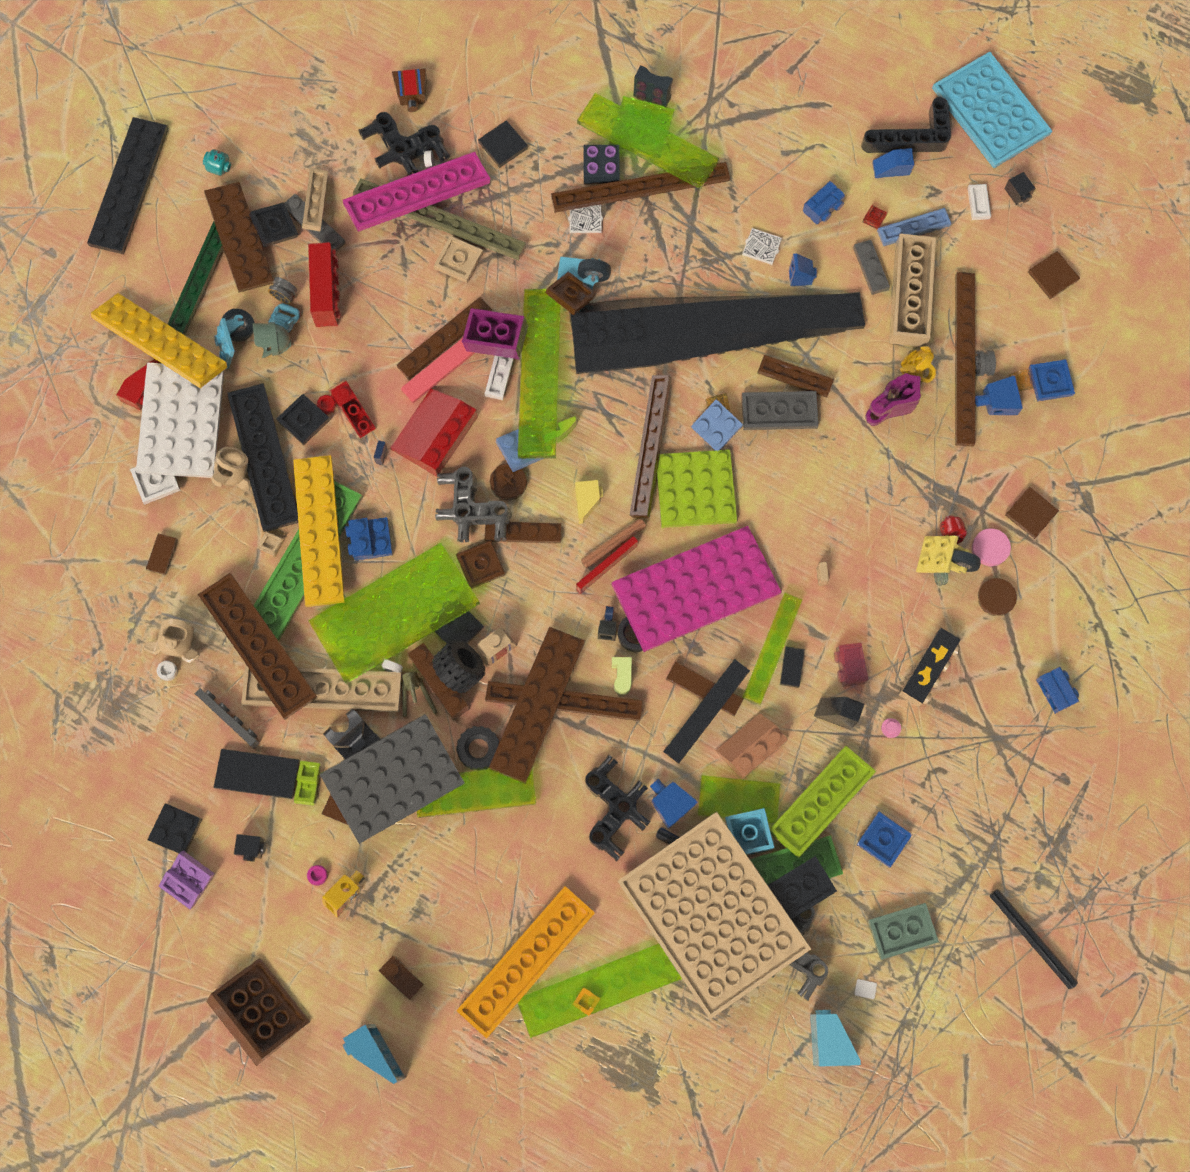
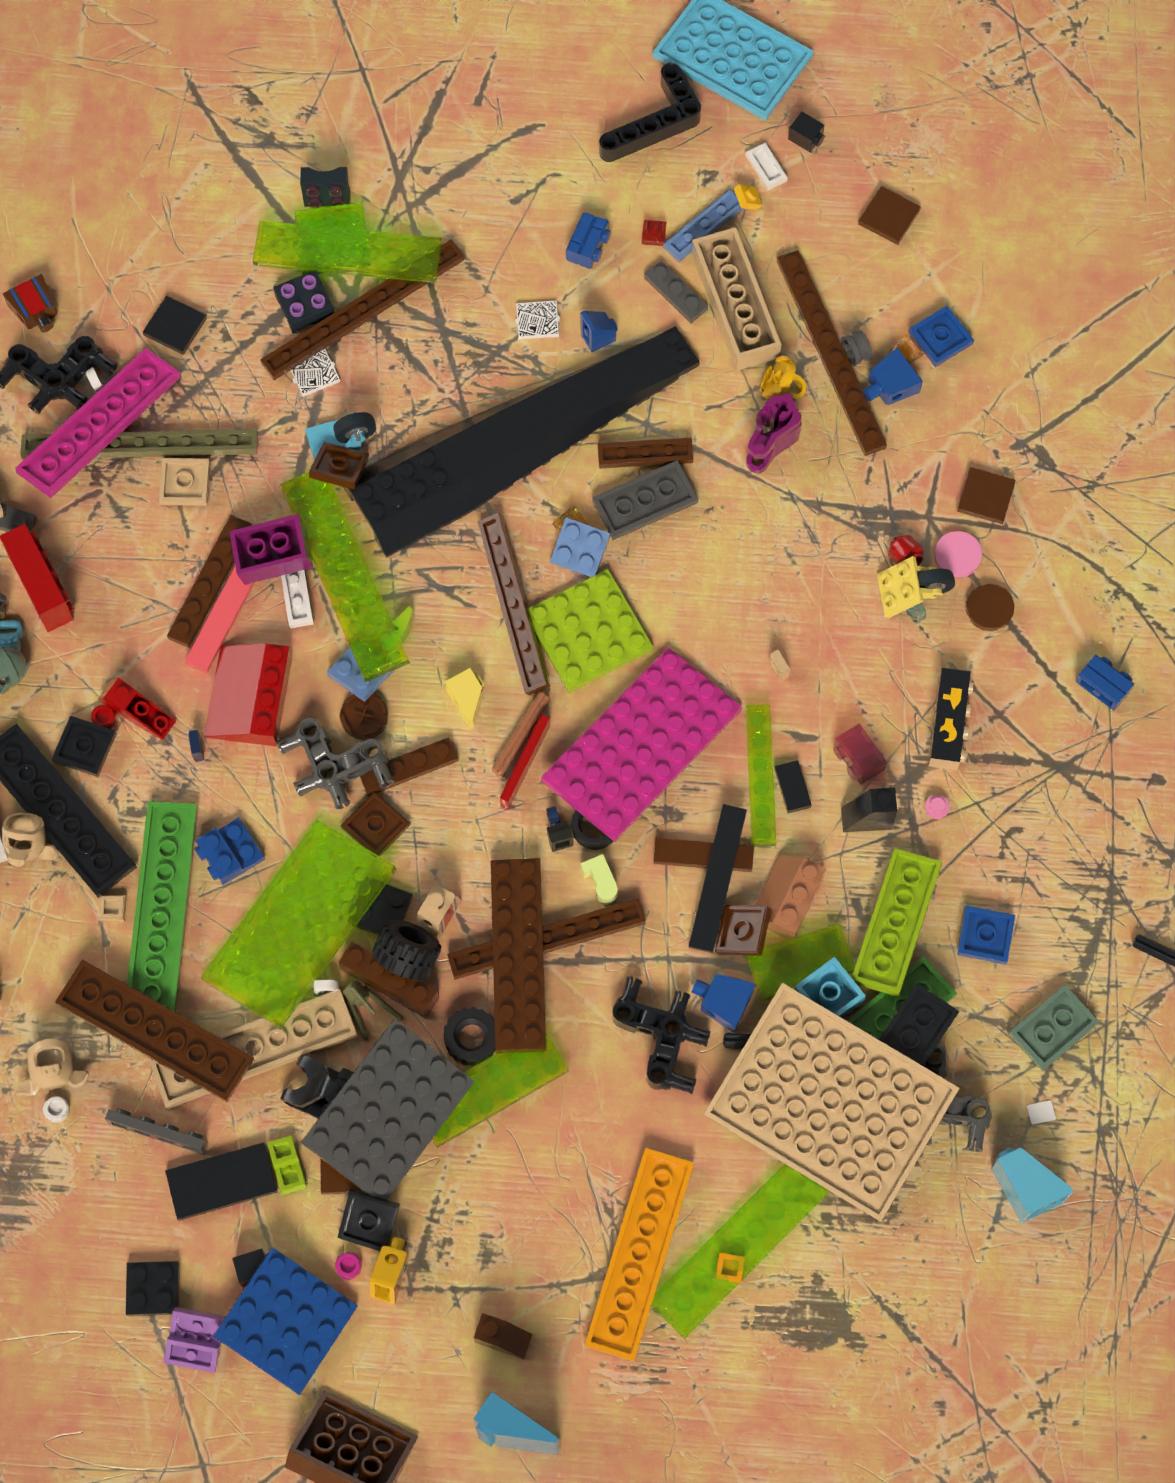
camera: 20 degrees left, 5 degrees down
(253, 896) = (285, 1321): none -> blue plate
(318, 531) = (165, 867): yellow plate -> none
(345, 850) = (368, 1220): none -> black tile
(707, 757) = (743, 930): none -> reddish brown tile
(894, 164) = (648, 162): blue slope -> none
(955, 219) = (748, 197): none -> yellow plate

